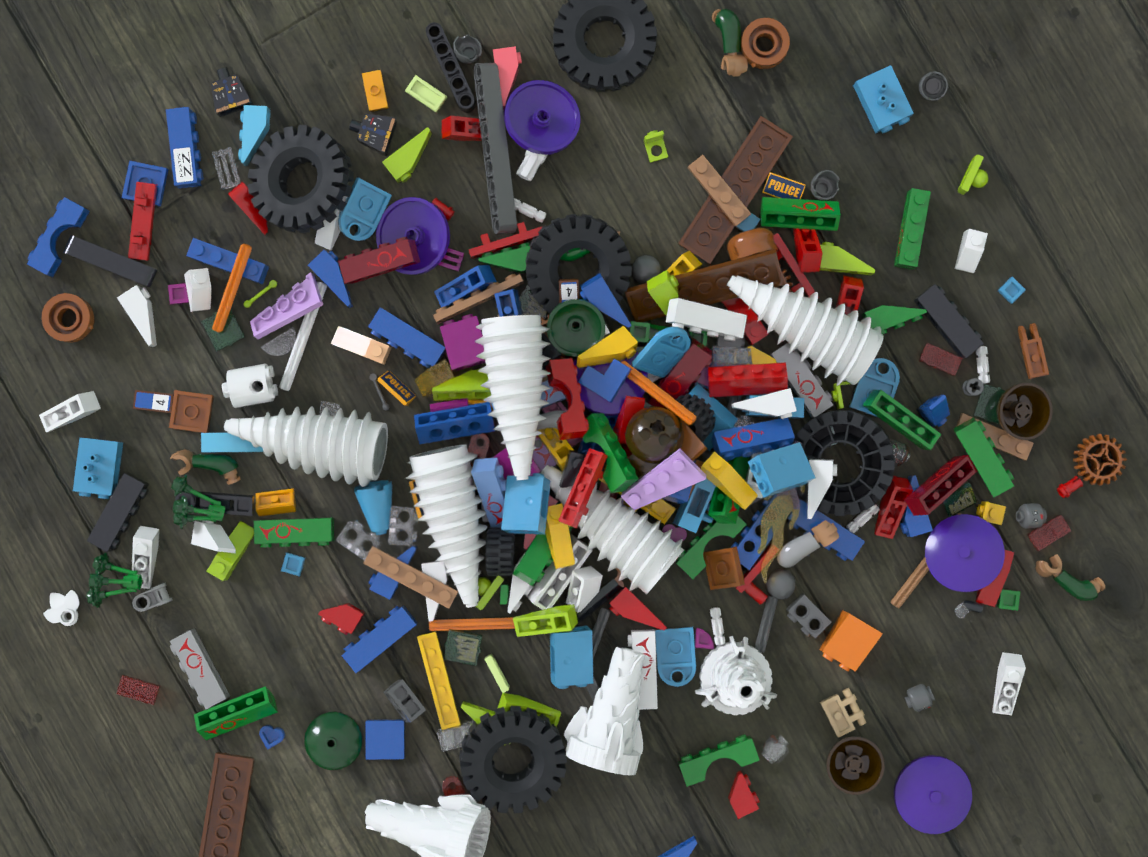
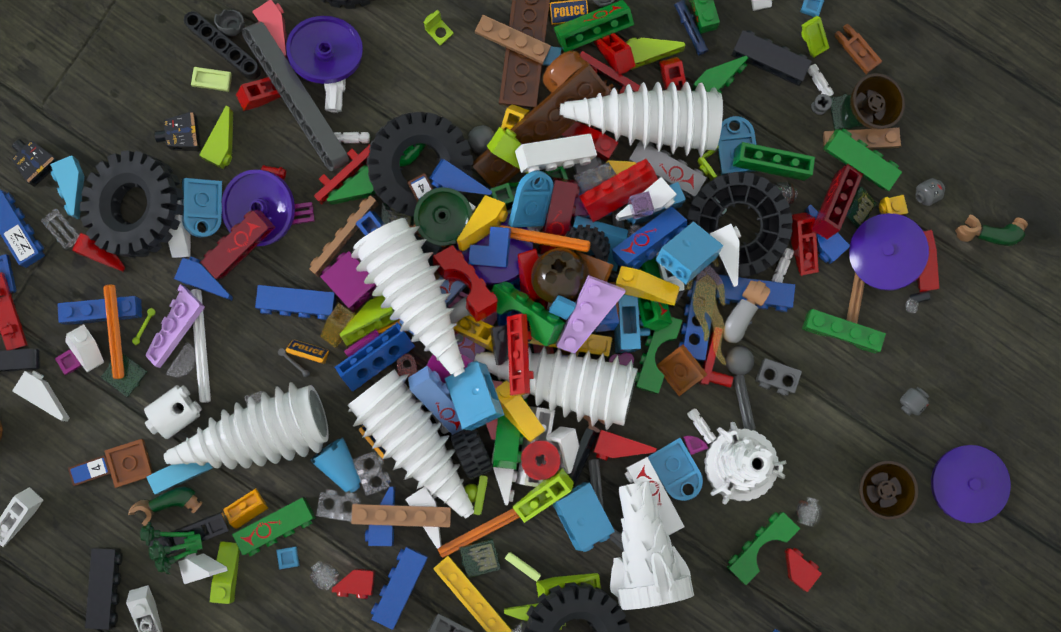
camera: 25 degrees left, 5 degrees down
(97, 467) = (64, 555): dark azure piece -> none
(318, 596) = (324, 575): none -> clear head
(361, 345) = (258, 328): slope -> none
(375, 90) = (164, 97): light orange plate -> none
(464, 285) = (330, 222): blue slope -> none
(504, 594) = (494, 490): green tile -> none
(555, 600) = (551, 457): none -> red plate
(642, 465) = (562, 307): none -> dark azure tile
(758, 406) = (641, 205): none -> clear purple brick
(837, 714) = (849, 453): tan plate -> none
(849, 641) = (827, 380): orange slope -> none
(888, 604) = (838, 328): none -> green arch
(889, 234) = (682, 8): none -> dark blue pin
(935, 410) = (799, 138): blue slope -> none
(940, 359) = (780, 94): clear red plate -> none
(998, 321) = (815, 36): none -> lime tile
(1008, 683) = (986, 350): white slope -> none
(1009, 600) = (948, 276): green tile -> none
(1049, 532) = (953, 199): clear red plate -> none
(1066, 489) = (950, 151): red pin -> none
(1102, 452) = (964, 99): dark orange gear -> none

